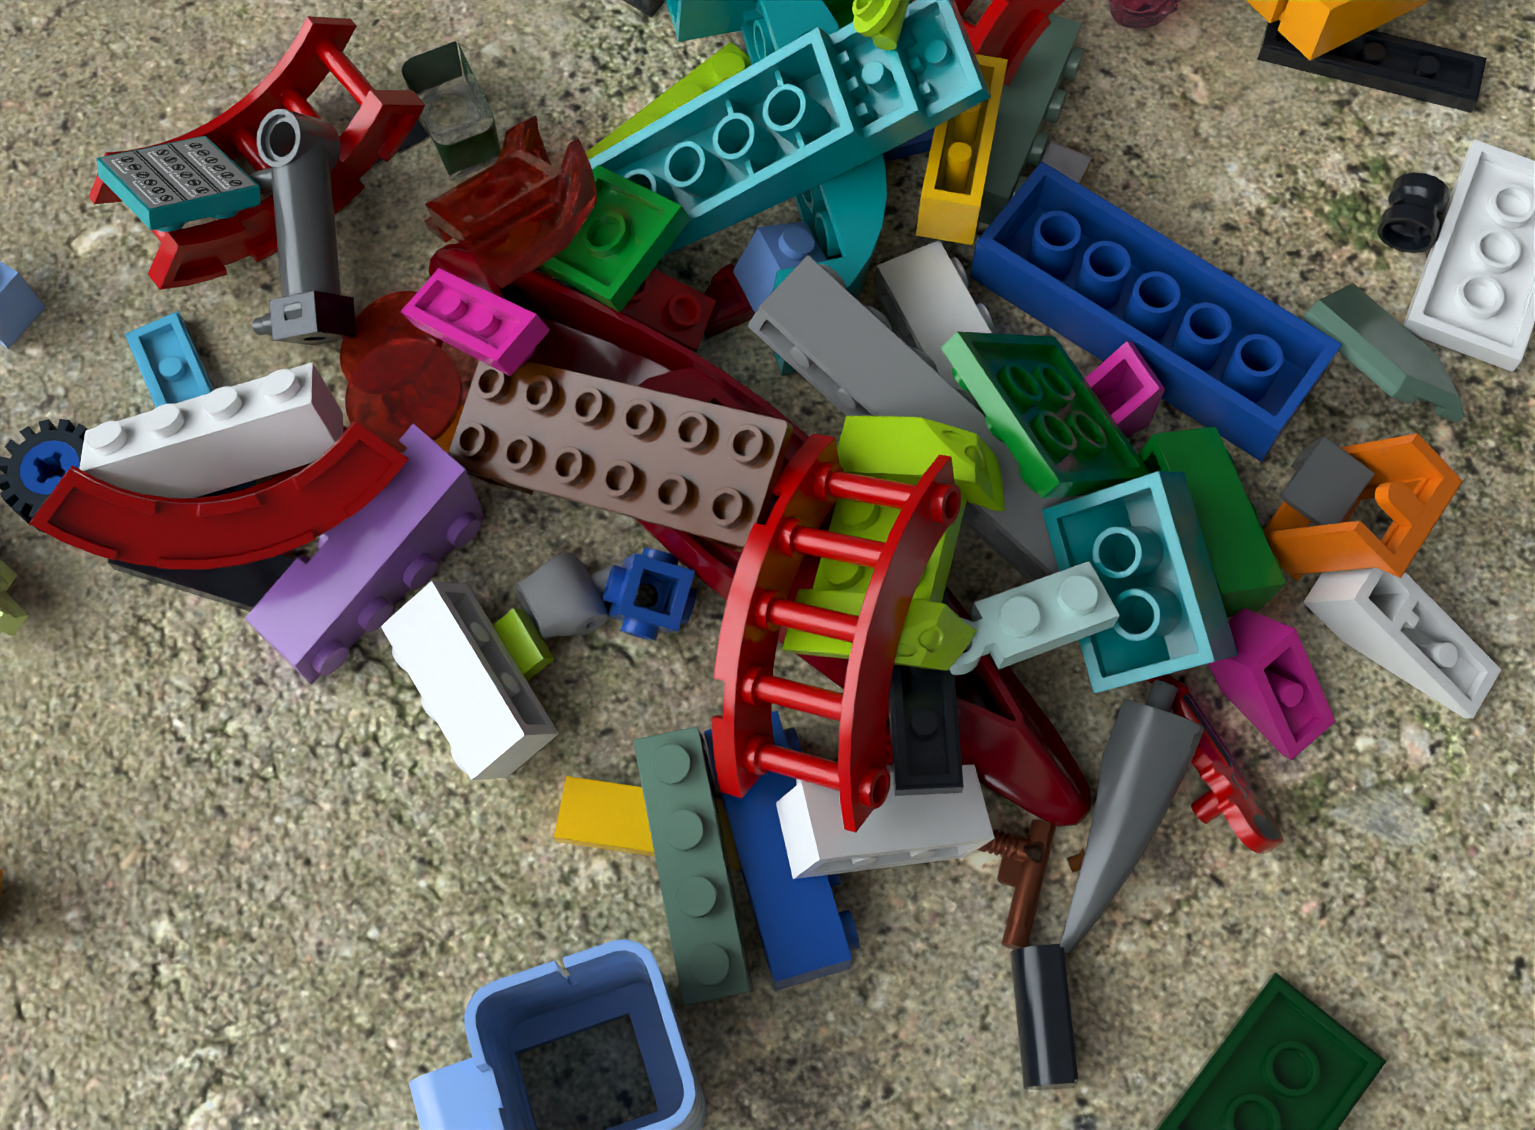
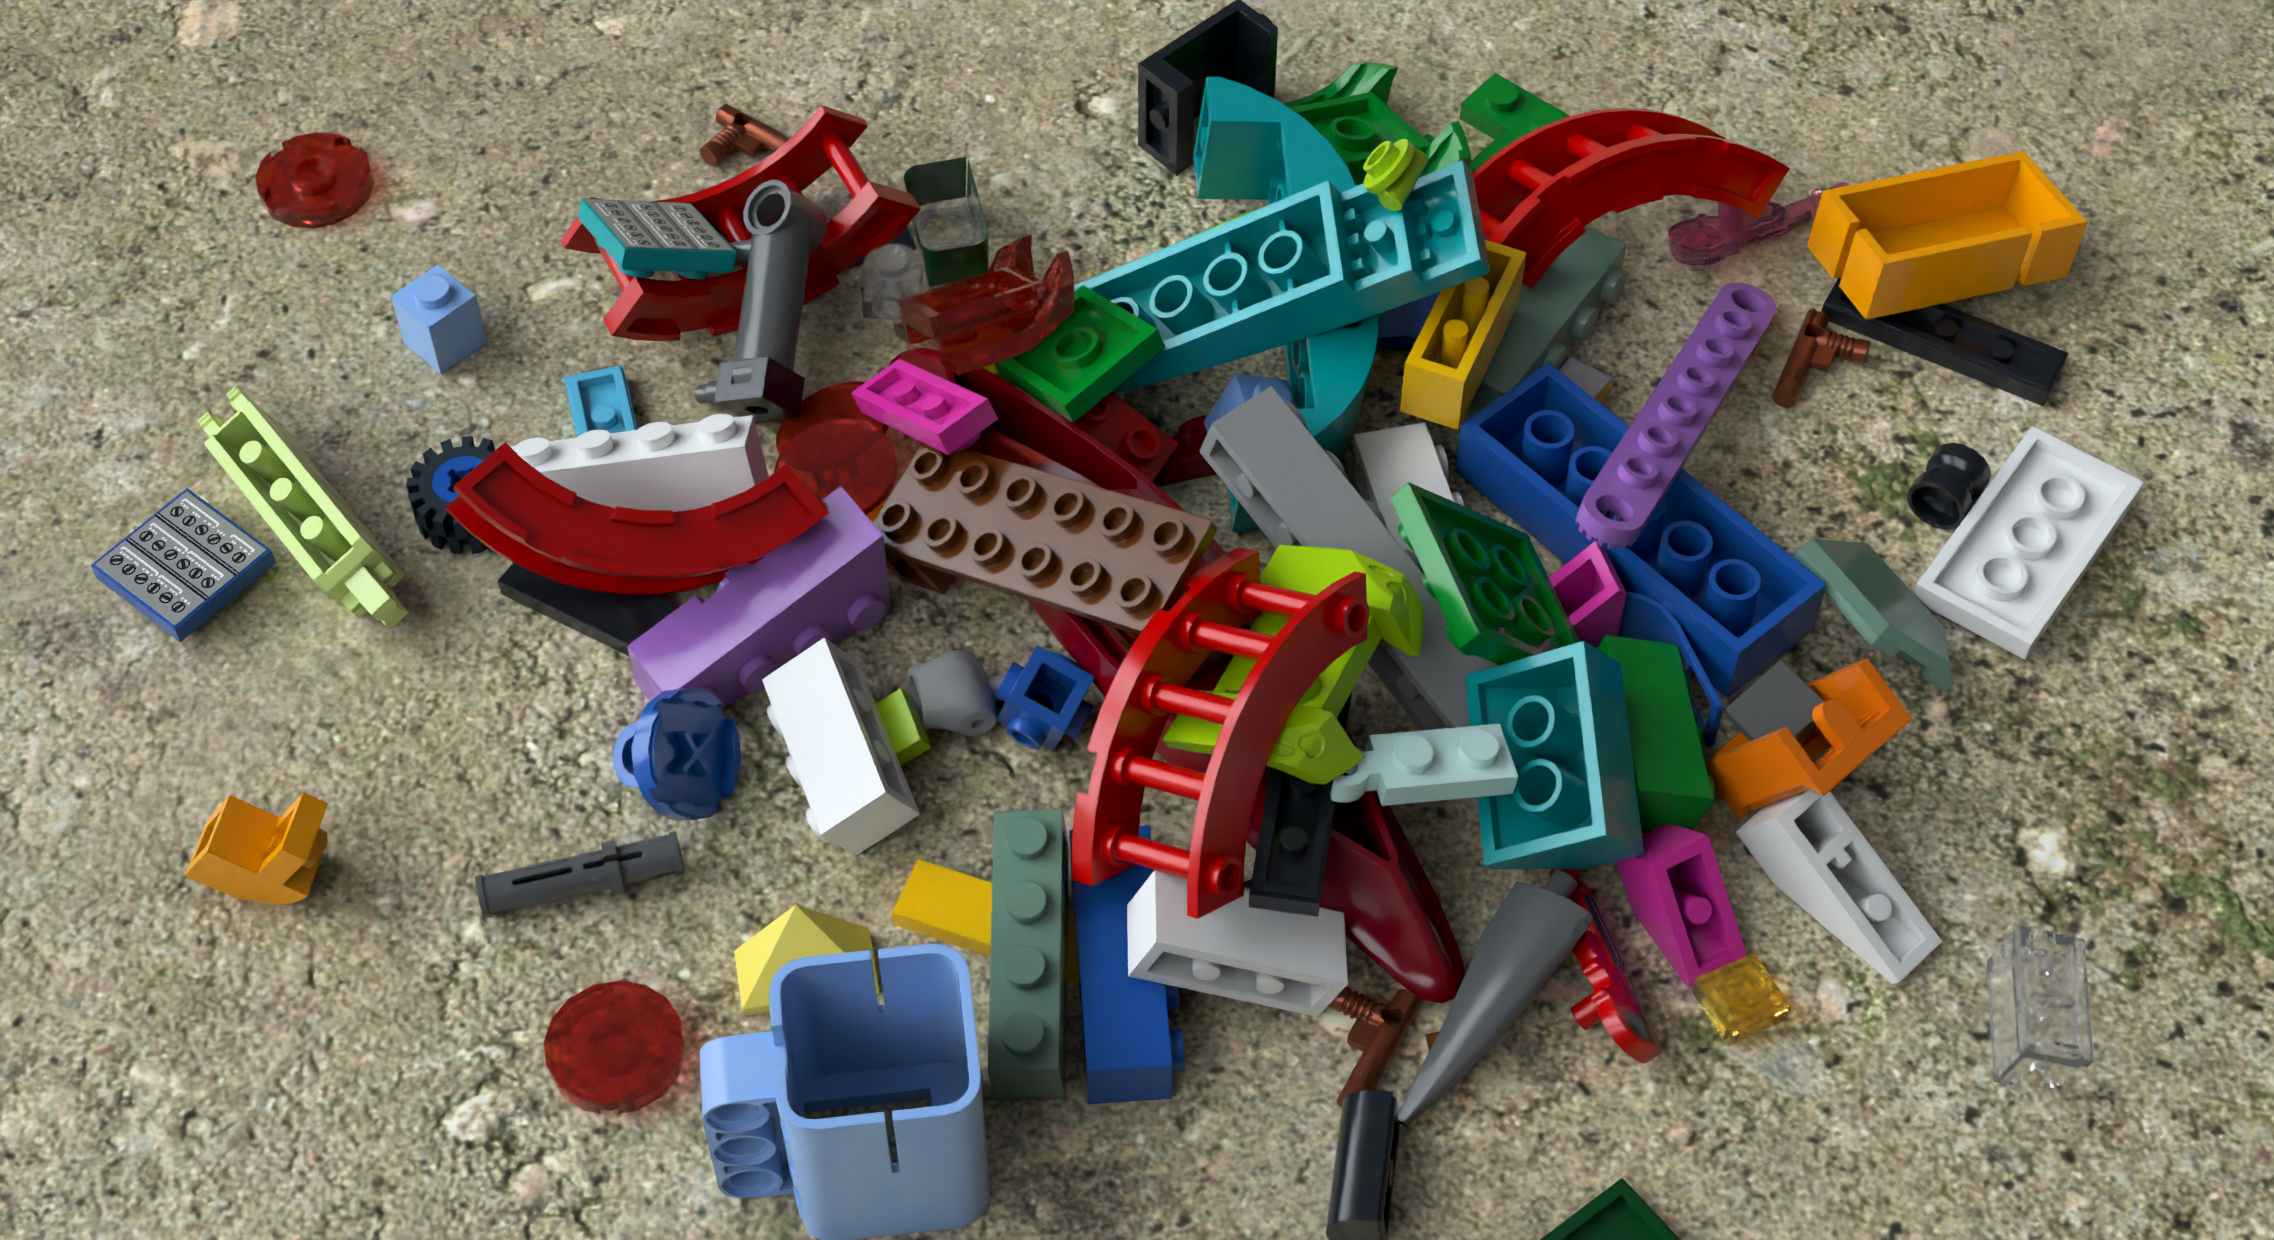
camera: 10 degrees right, 15 degrees down
(183, 889) = (580, 874): none -> dark grey pin
(246, 50) = (740, 133): none -> copper hose
(321, 721) = (680, 754): none -> blue tile
(323, 1030) = (614, 1047): none -> clear red tile
(412, 178) = (889, 275): none -> clear plate
(485, 906) = (790, 937): none -> light yellow slope
(1168, 199) = (1675, 416): none -> medium lavender plate
(1196, 412) = (1652, 621): none -> blue piece
(1263, 97) = (1815, 349): none -> copper hose
(1339, 765) = (1741, 999): none -> clear yellow plate

